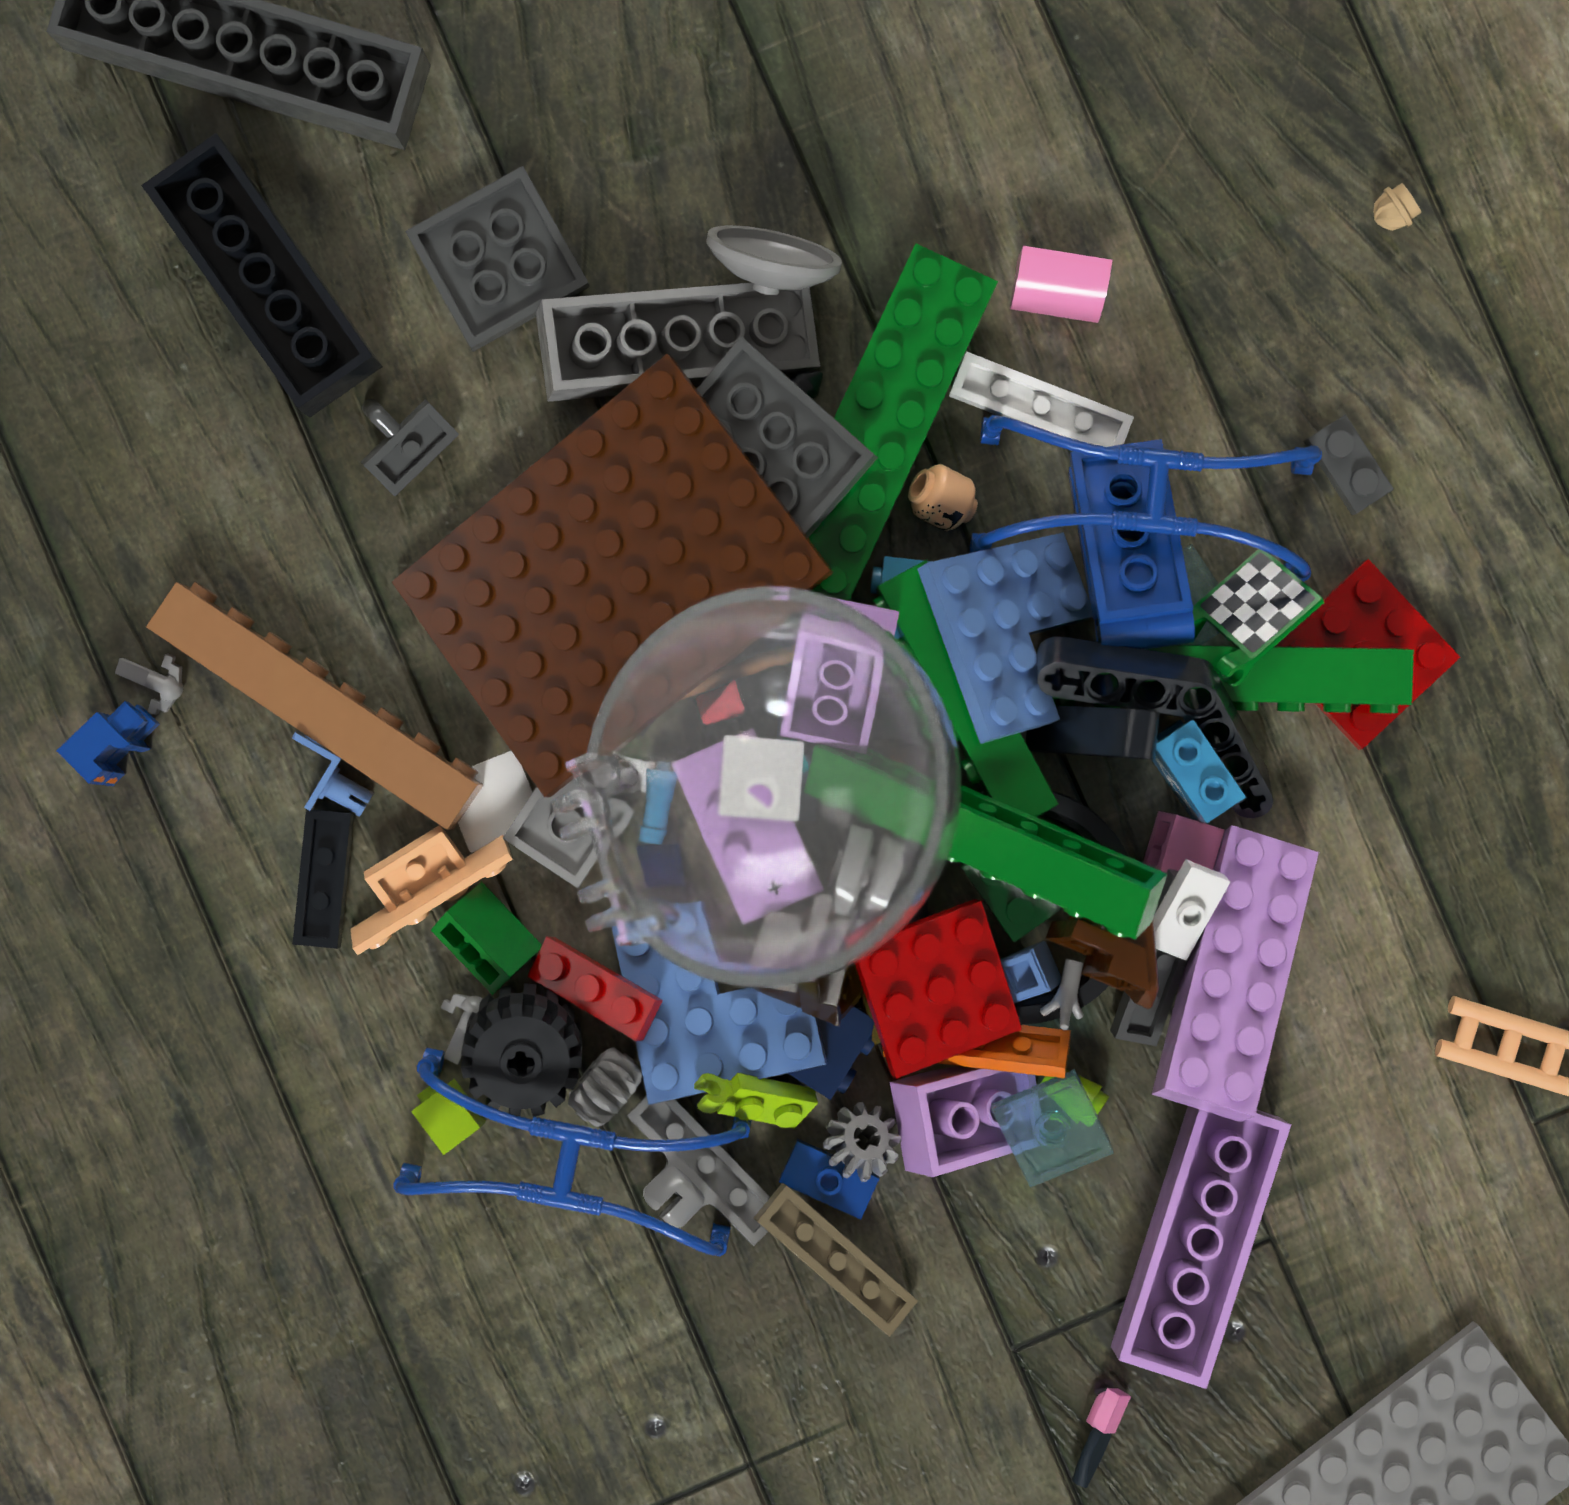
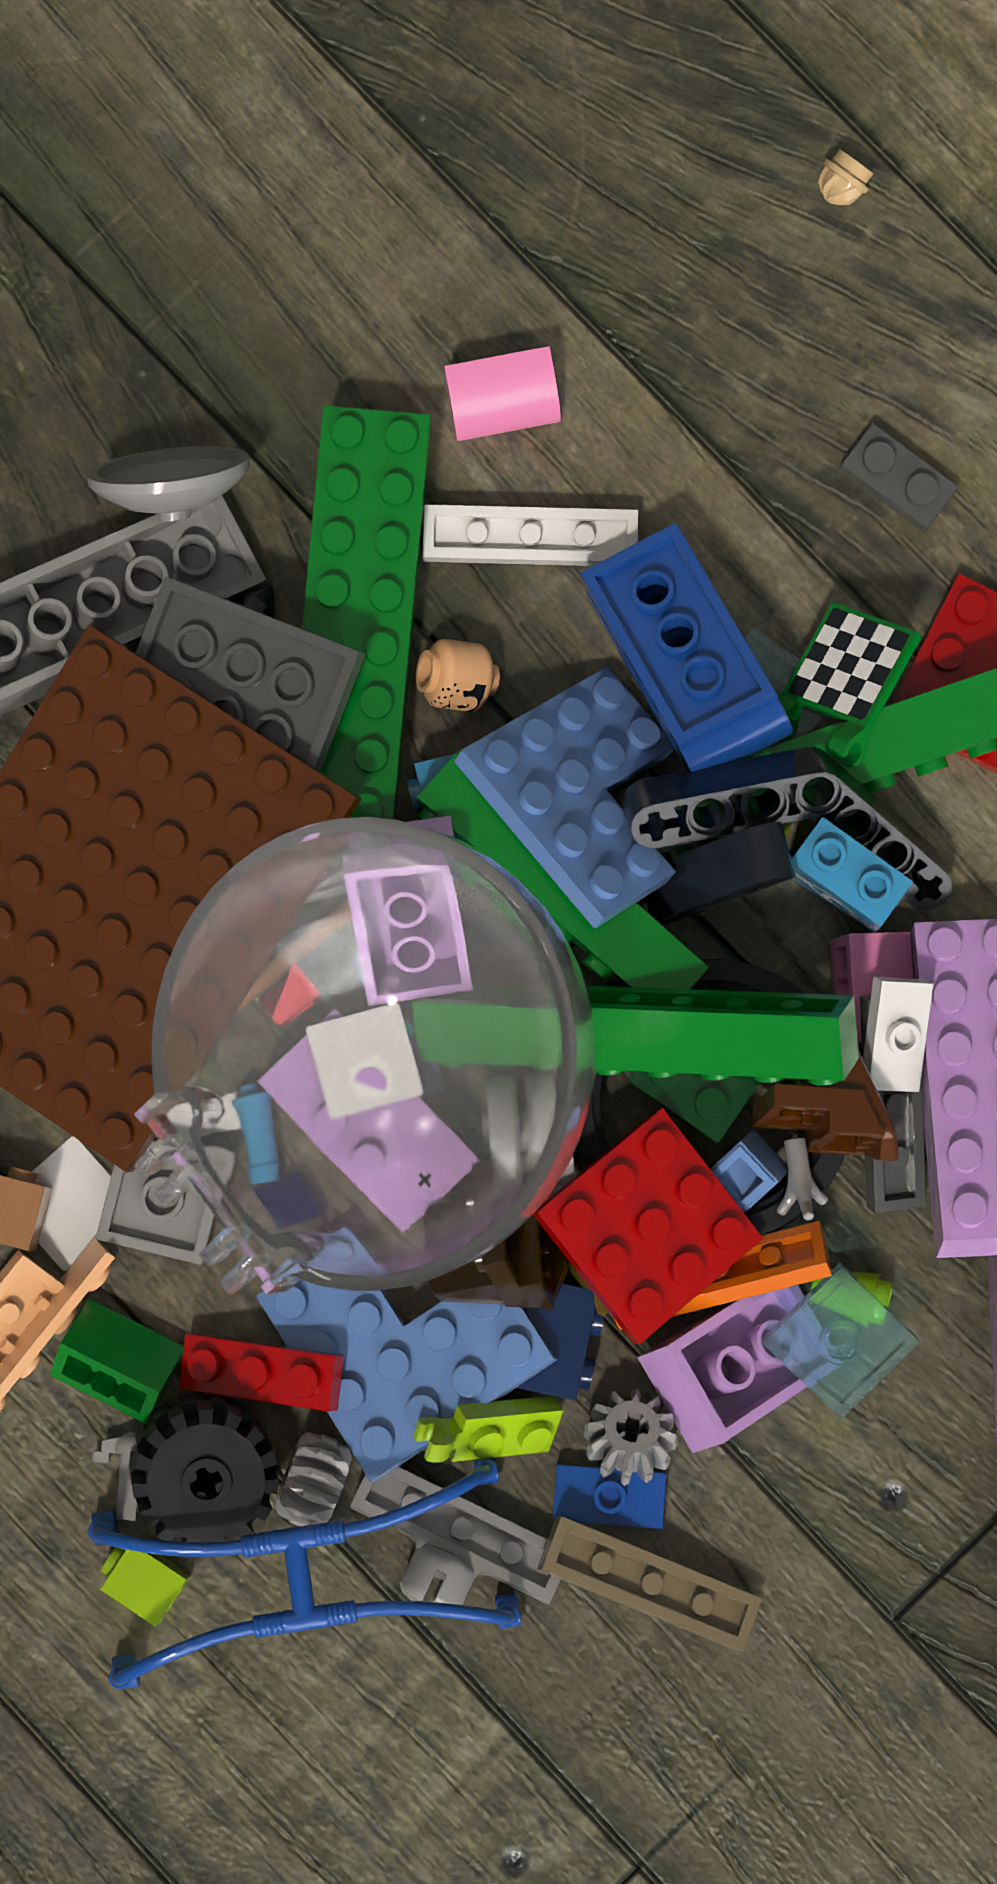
camera: 20 degrees left, 5 degrees down
(1160, 462) = (697, 611): blue bar -> none

